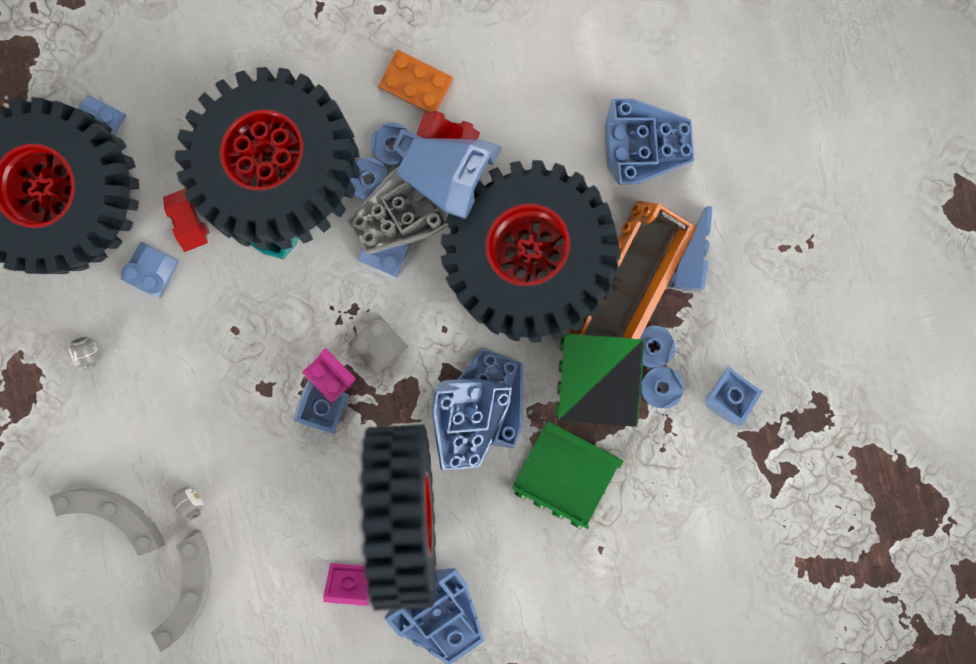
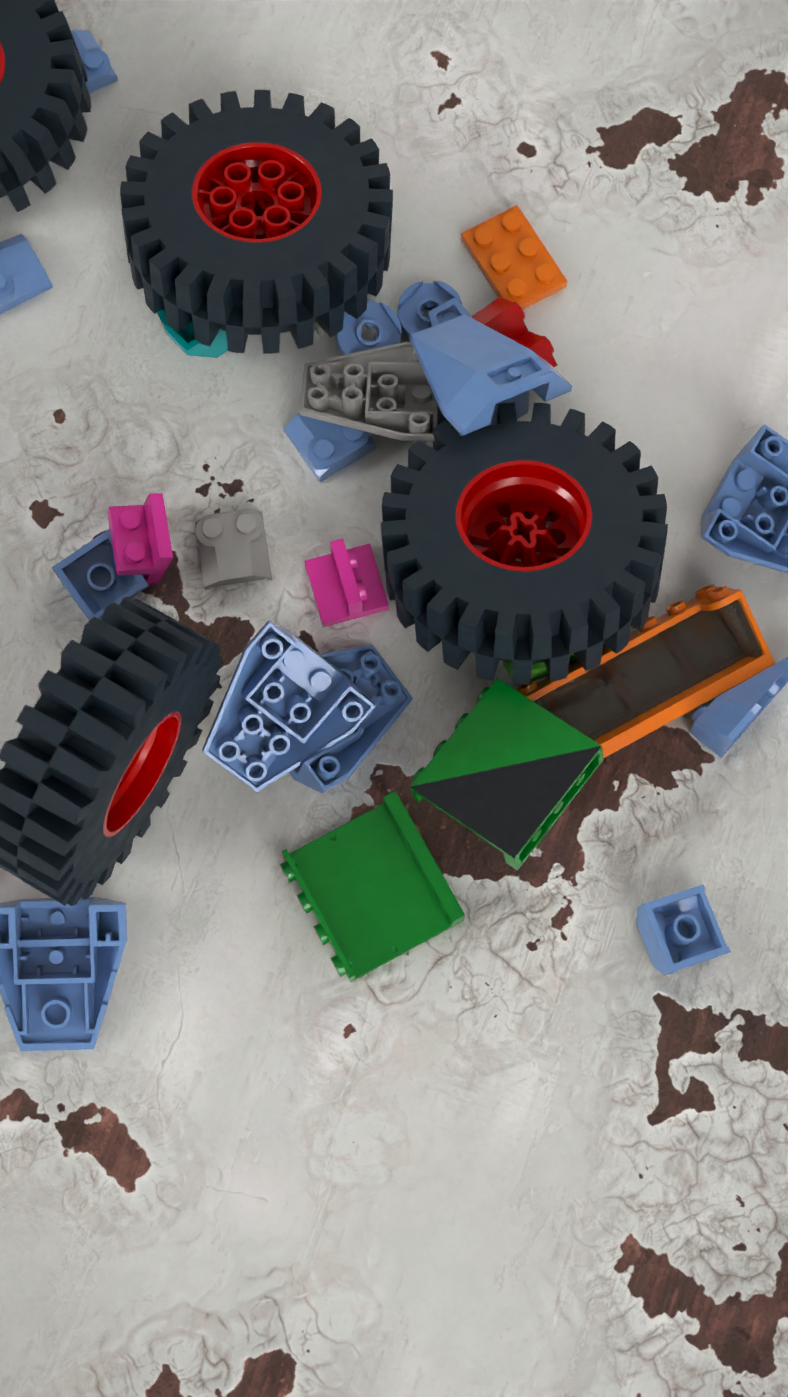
camera: 35 degrees right, 15 degrees down
(187, 226) = (95, 245): red brick -> none
(448, 325) = (346, 583): none -> dark pink bracket
(665, 343) = (632, 792): medium blue plate -> none
(673, 390) = (572, 868): medium blue plate -> none

